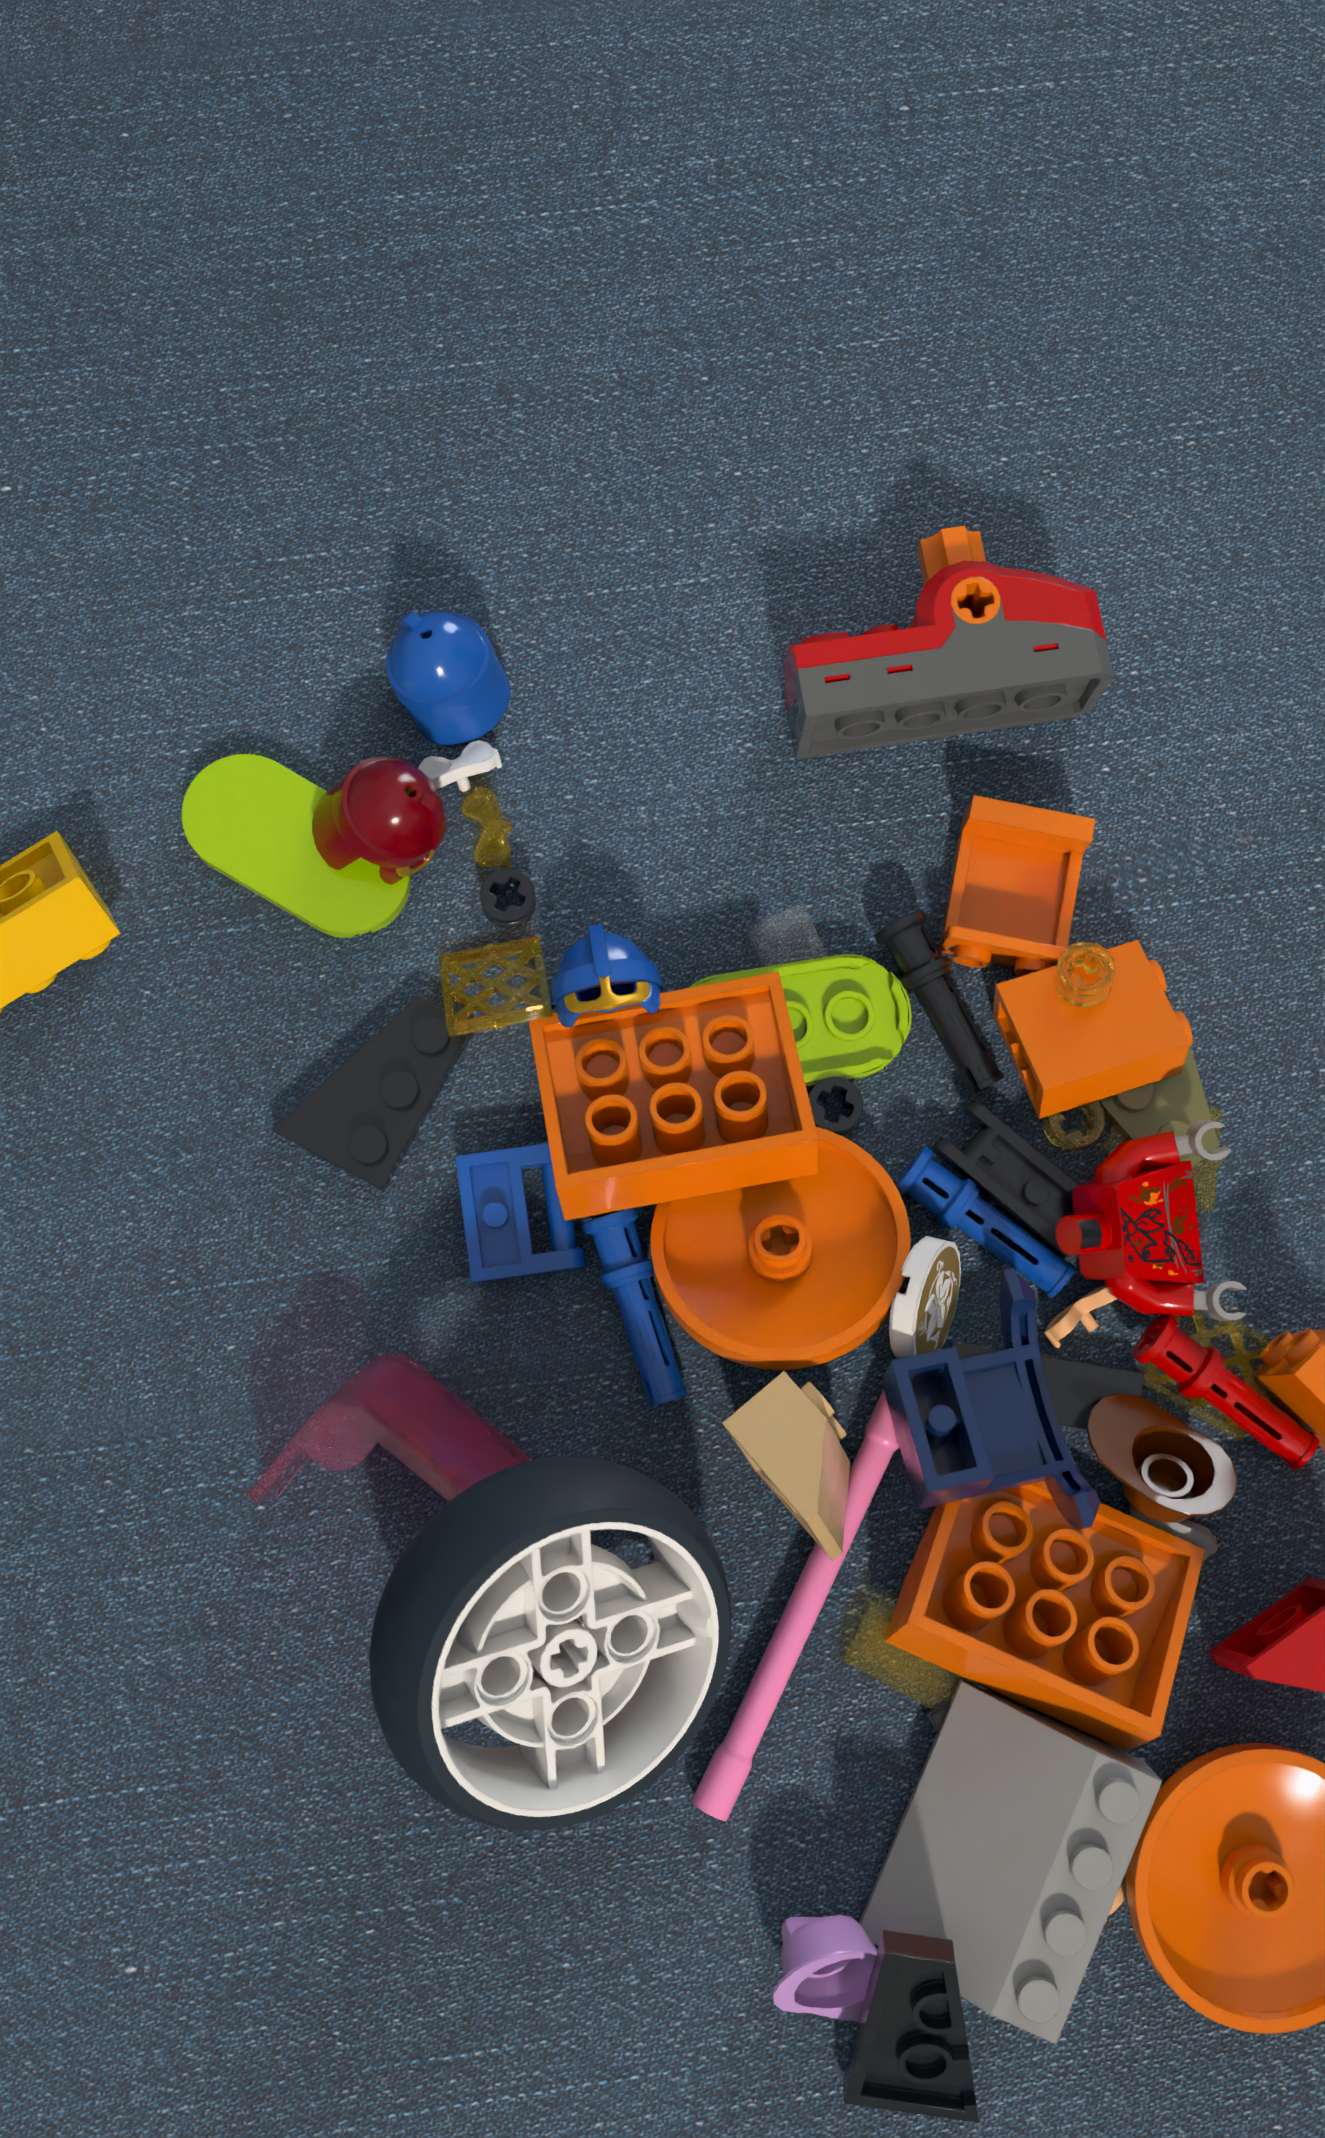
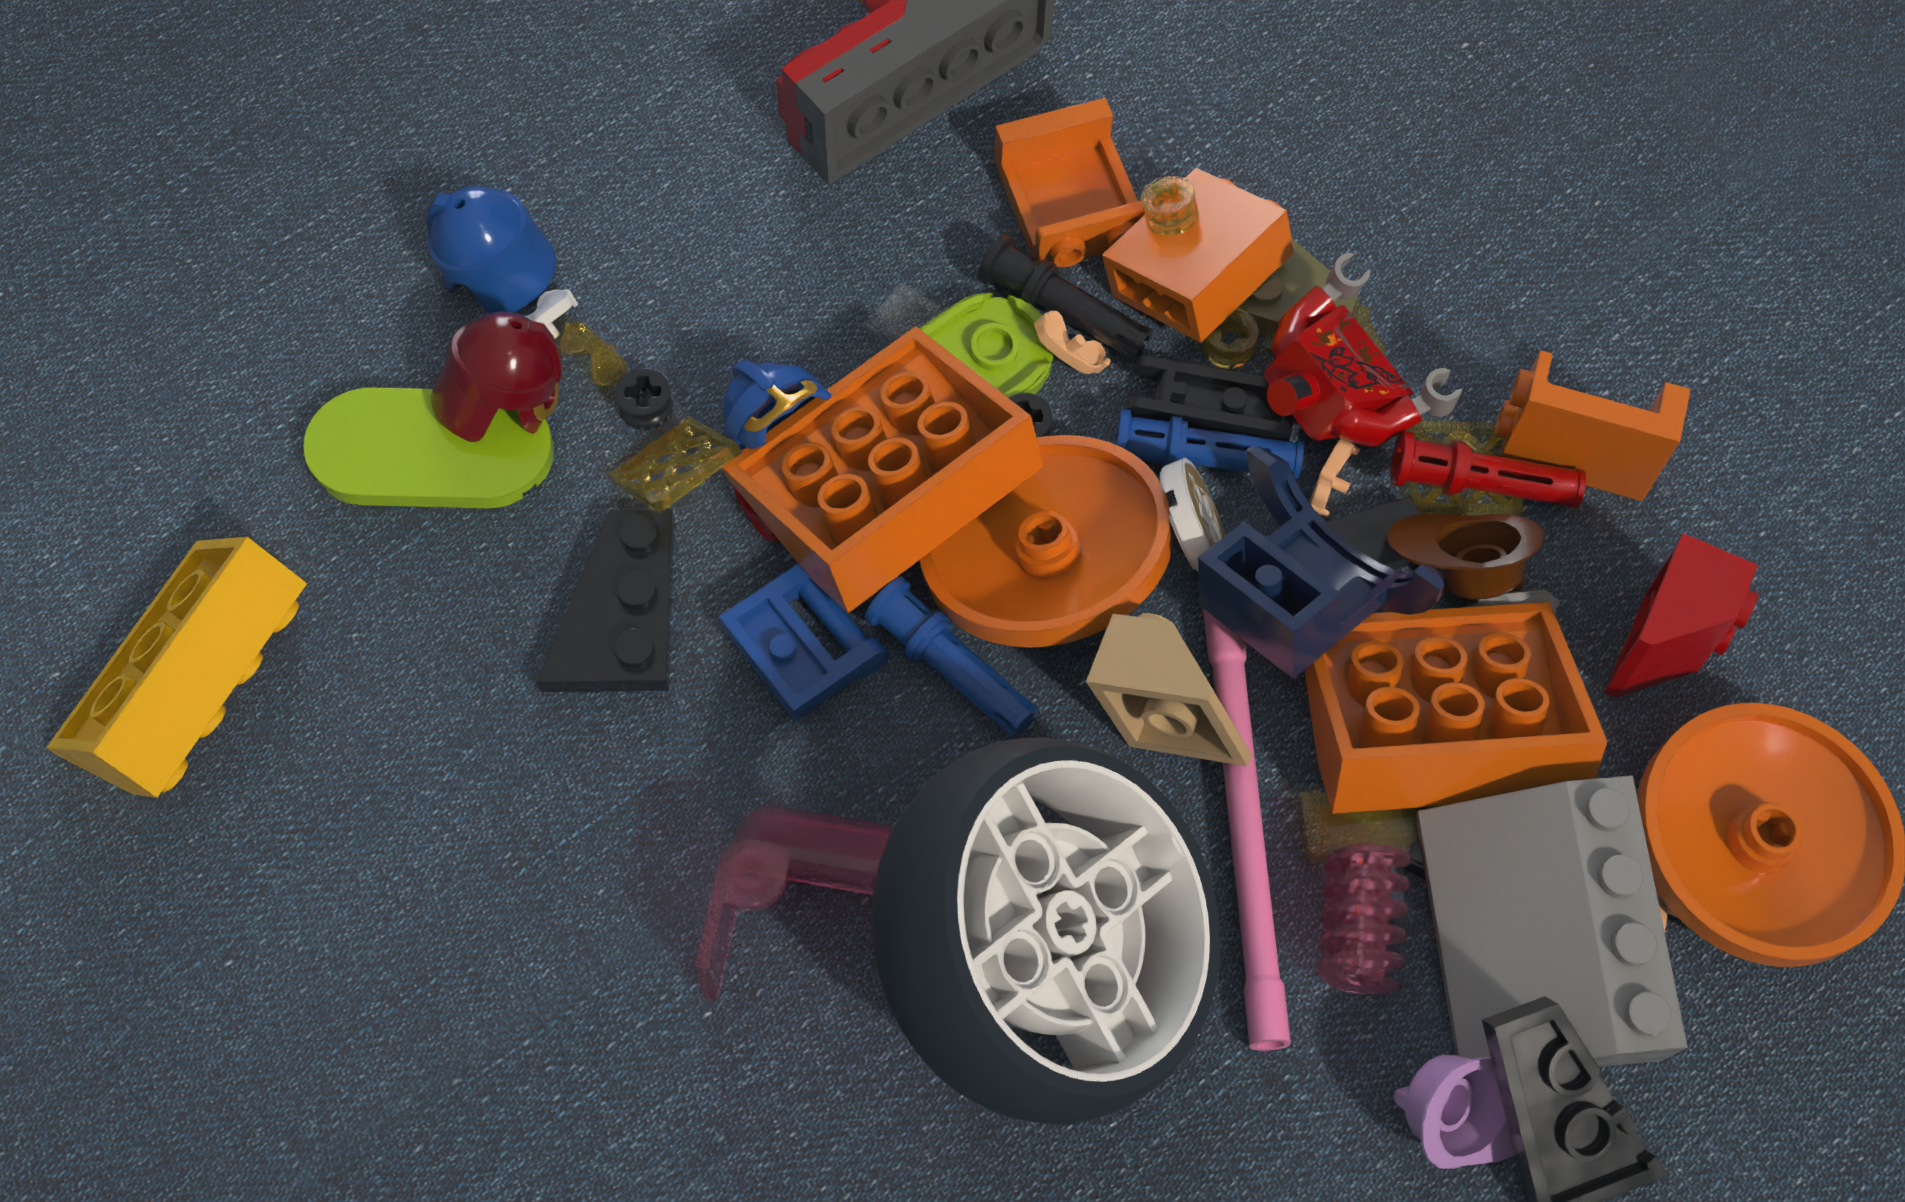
camera: 25 degrees left, 15 degrees down
(855, 1751) = (1359, 918): none -> clear pink piece
(926, 1067) = (1083, 356): none -> light nougat piece

